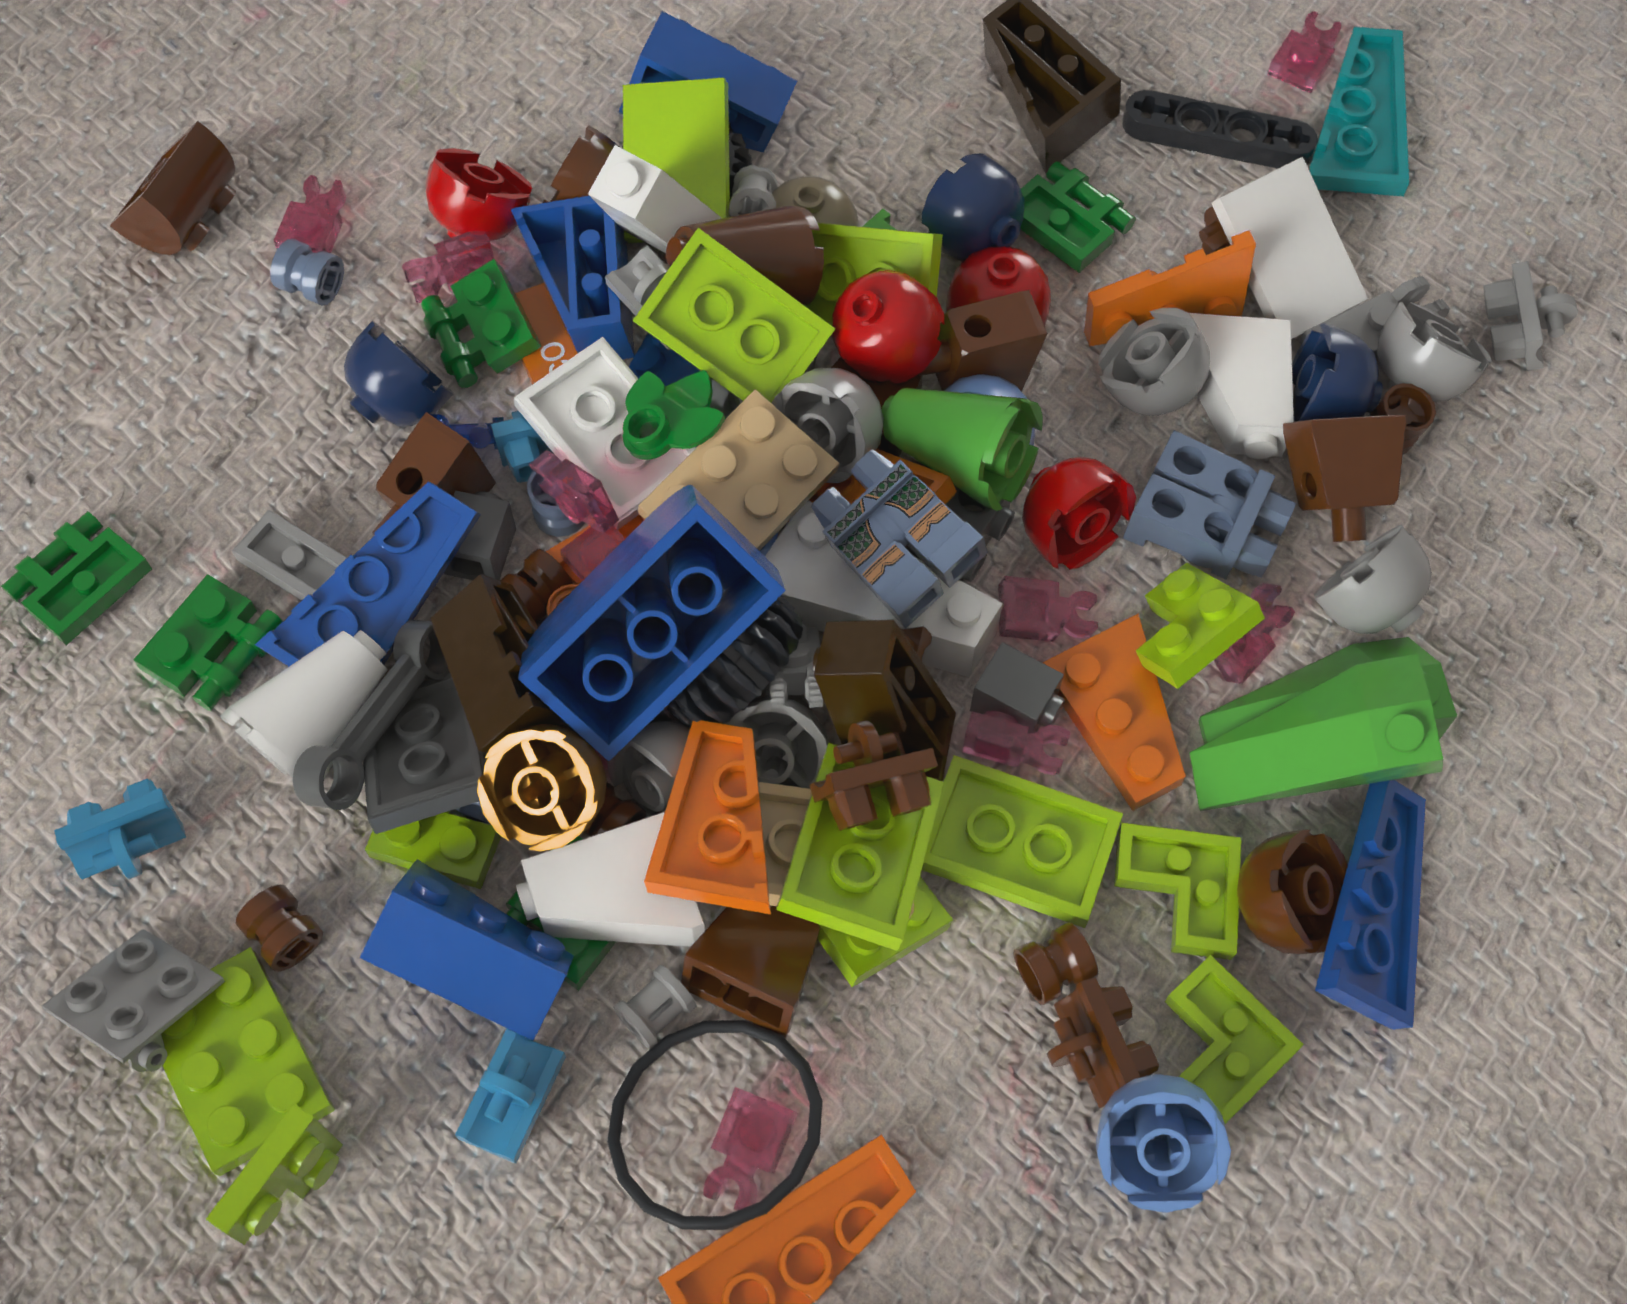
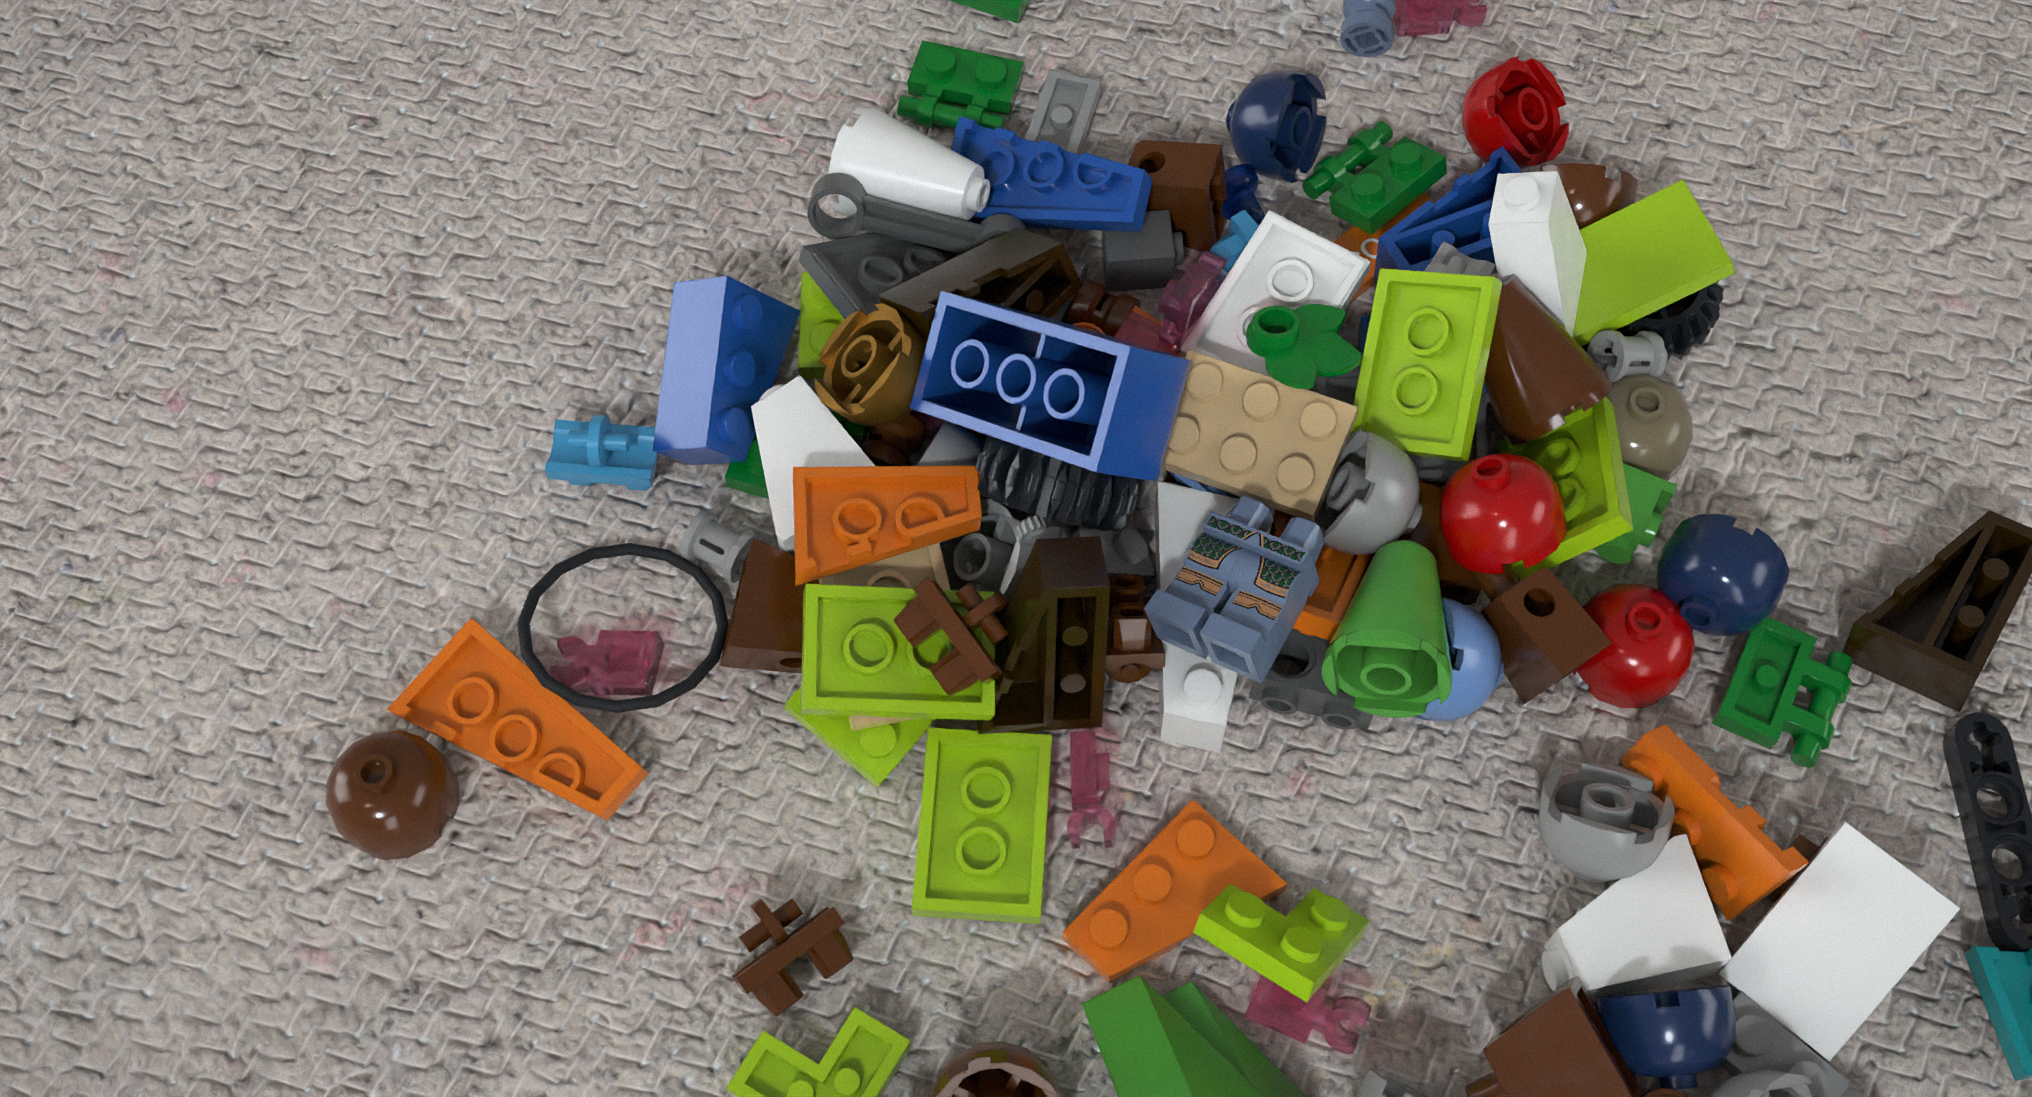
camera: 75 degrees right, 0 degrees up
(121, 834) = (755, 90): dark azure hips -> none
(134, 998) = (615, 150): light grey hinge -> none
(239, 1065) = (593, 248): lime plate -> none
(279, 927) = (710, 233): reddish brown wheel -> none
(293, 1157) = (500, 294): lime plate -> none
(452, 262) = (1431, 127): clear pink plate -> none
(754, 89) = (1766, 298): blue wedge -> none
(1019, 688) = (1144, 780): dark grey brick -> none
(1037, 612) = (1252, 776): clear pink plate -> none
(1059, 961) = (863, 893): reddish brown wheel -> none
(1075, 509) = (1375, 780): red cylinder -> none
(1162, 1143) = (692, 1025): medium blue cylinder -> none
(1199, 872) = (1005, 1002): lime plate -> none
(1206, 507) = (1443, 950): sand blue hips -> none

